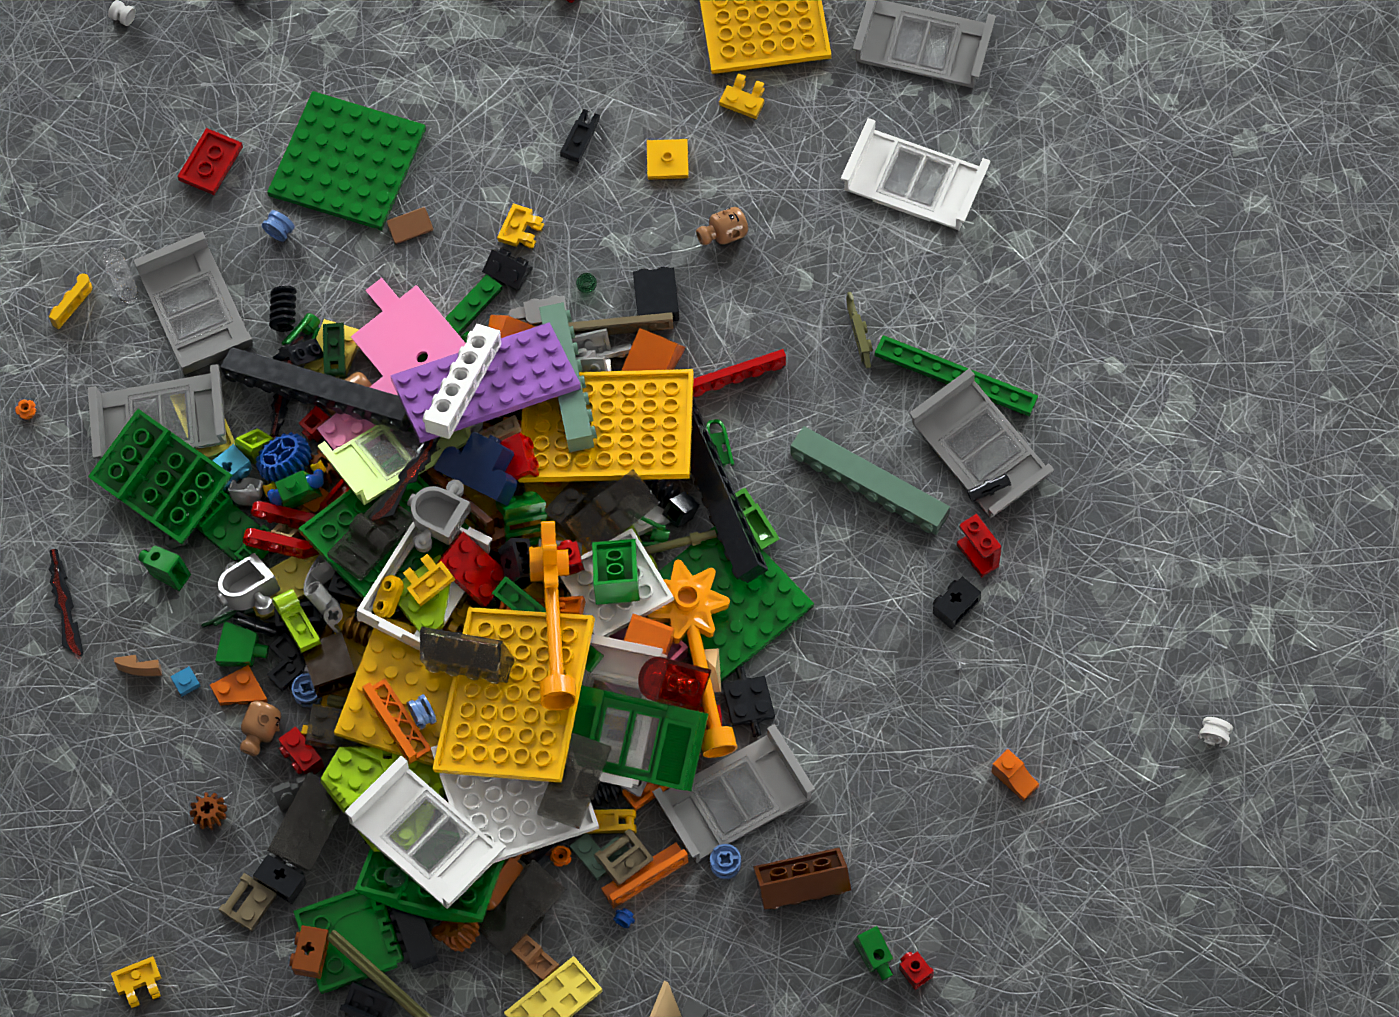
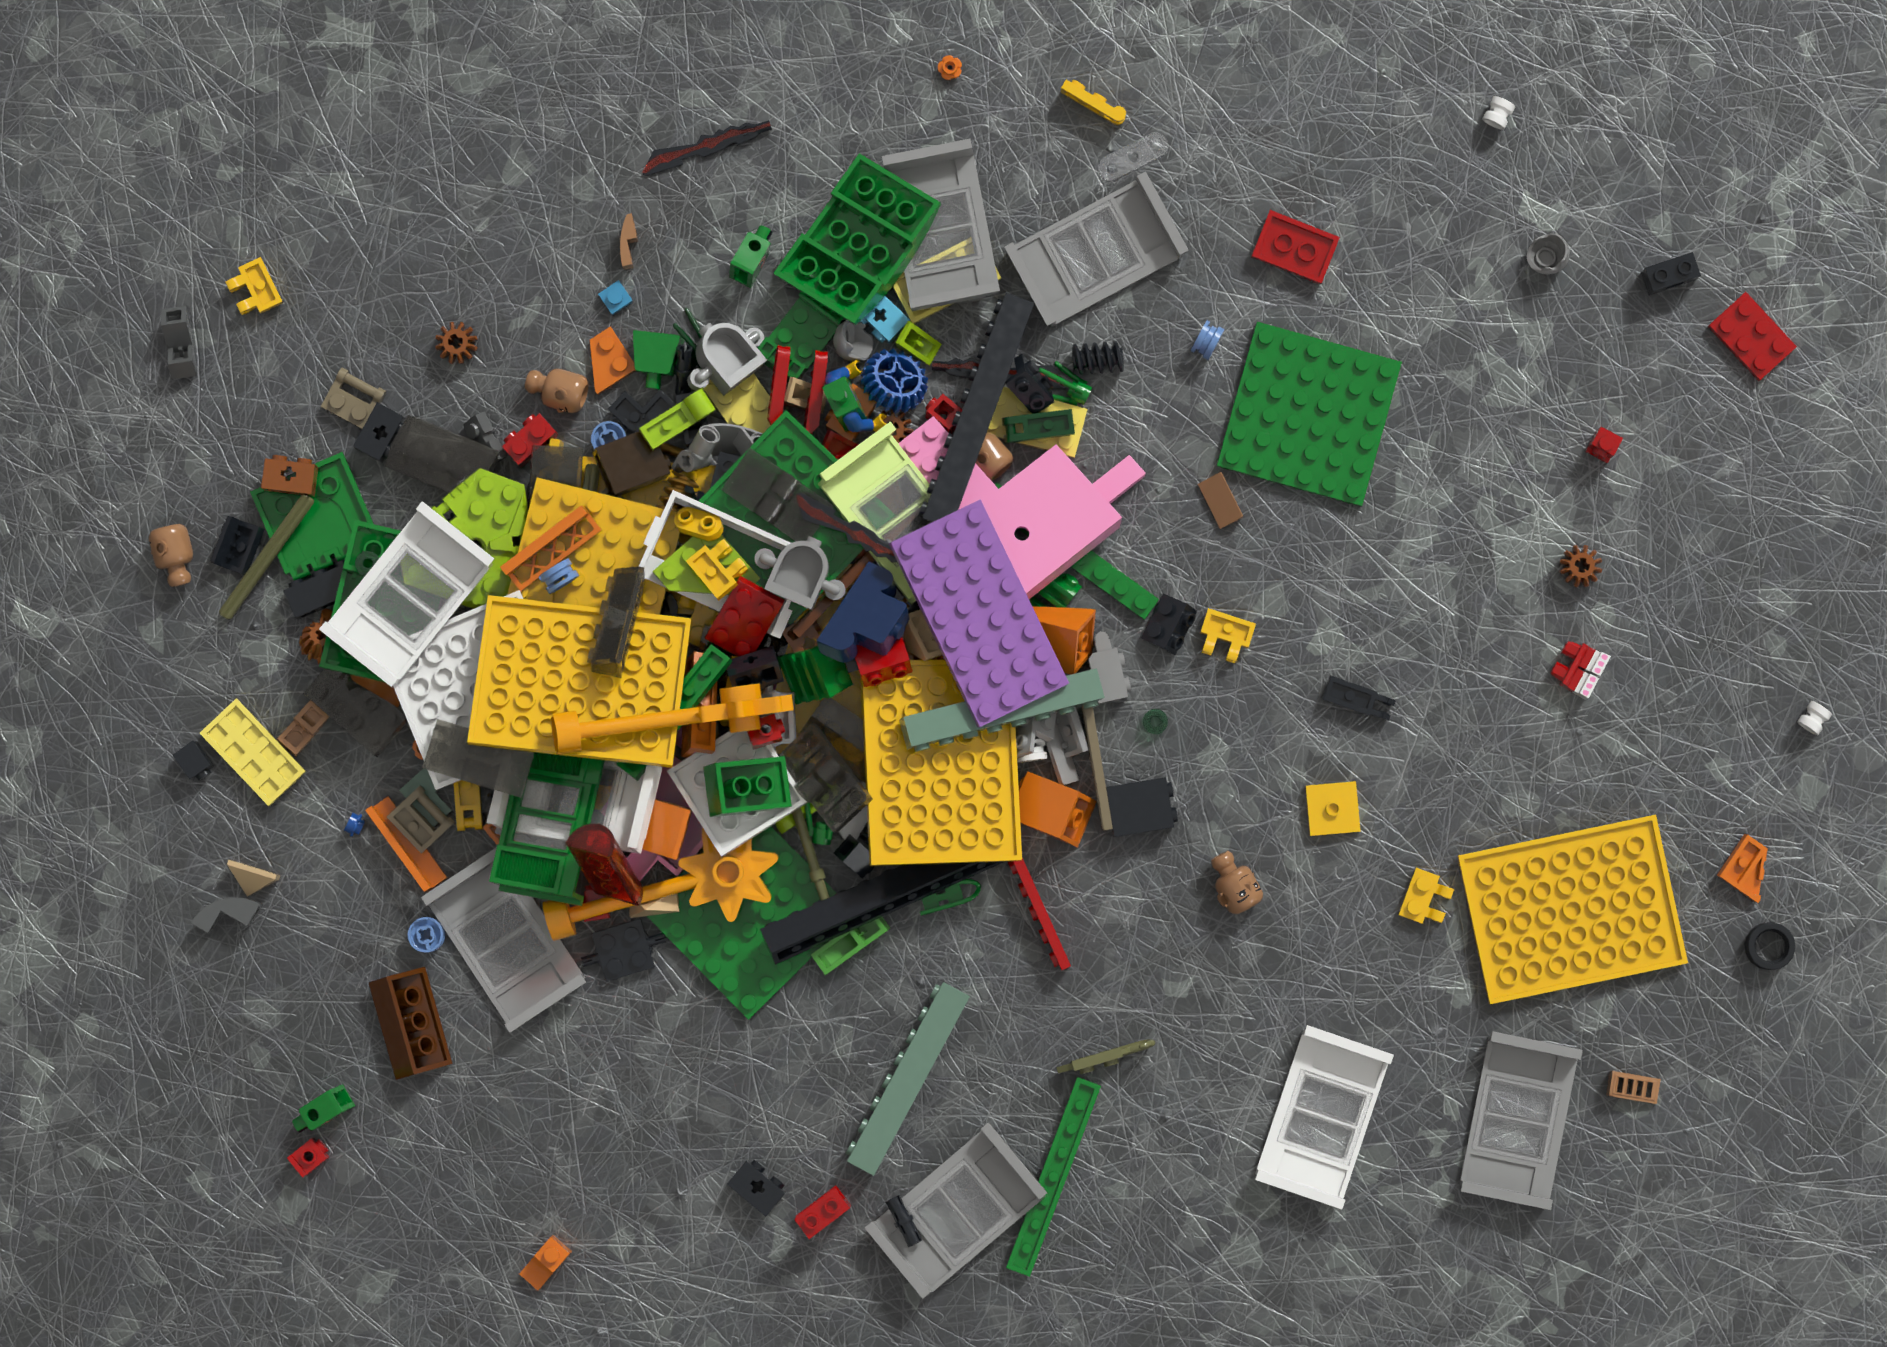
camera: 85 degrees right, 20 degrees up
(462, 381) = (904, 572): white brick -> none

